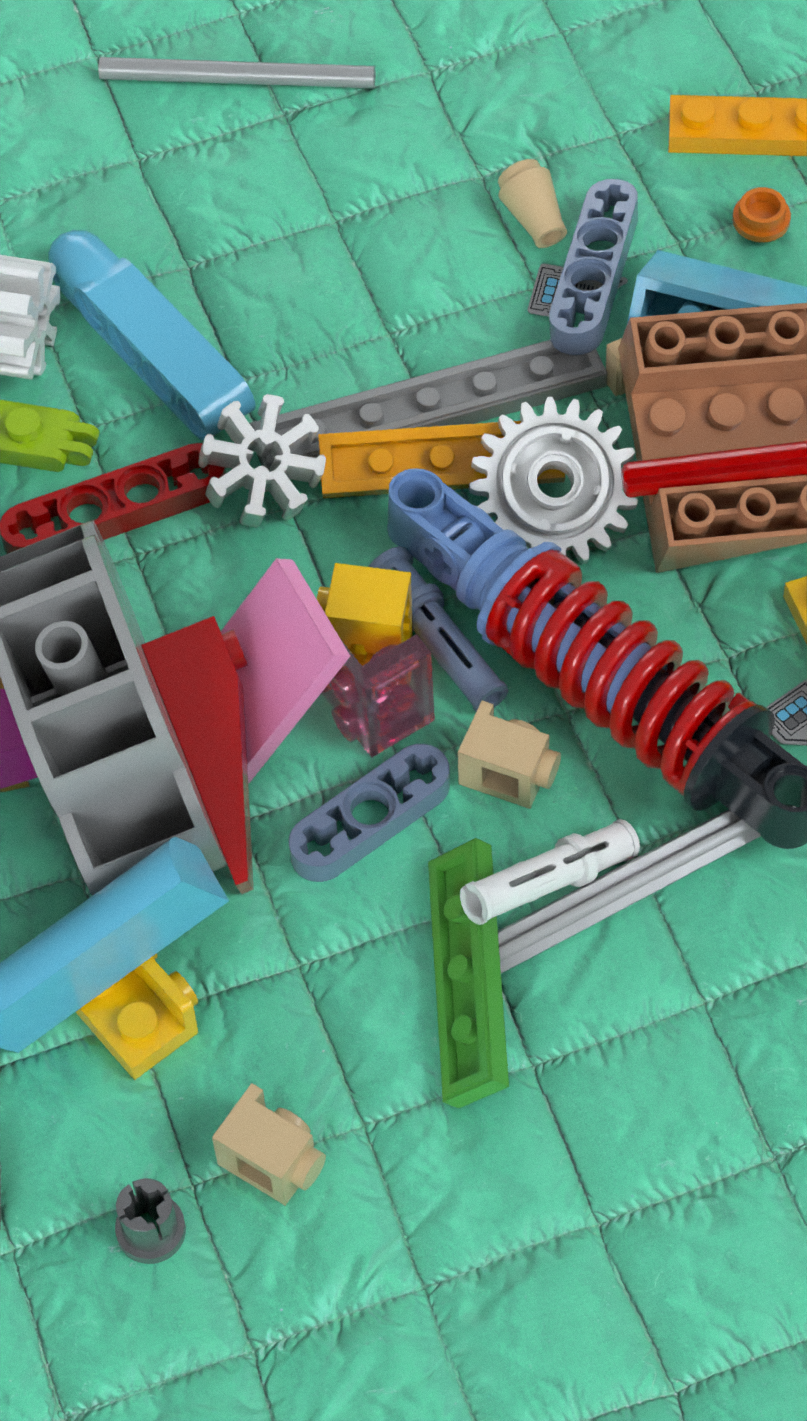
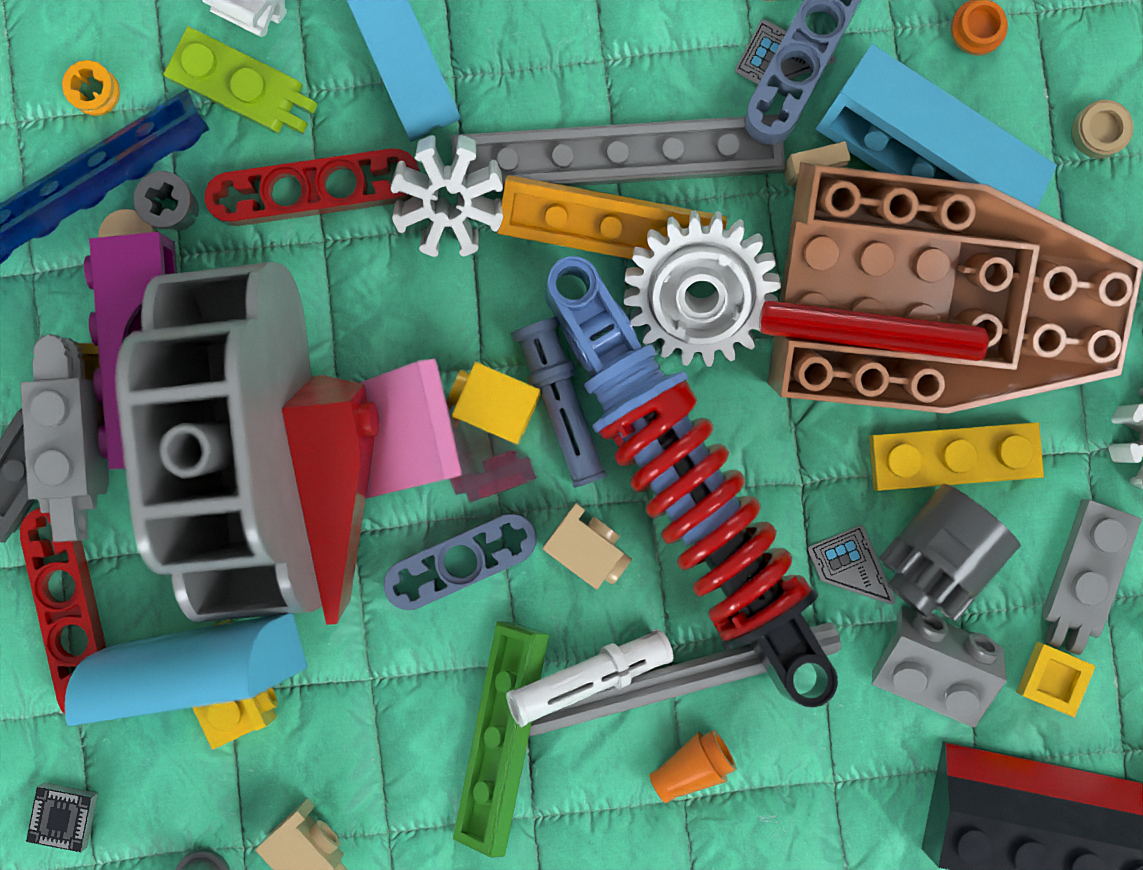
camera: 10 degrees right, 30 degrees up
(701, 949) = (694, 767): none -> orange cone

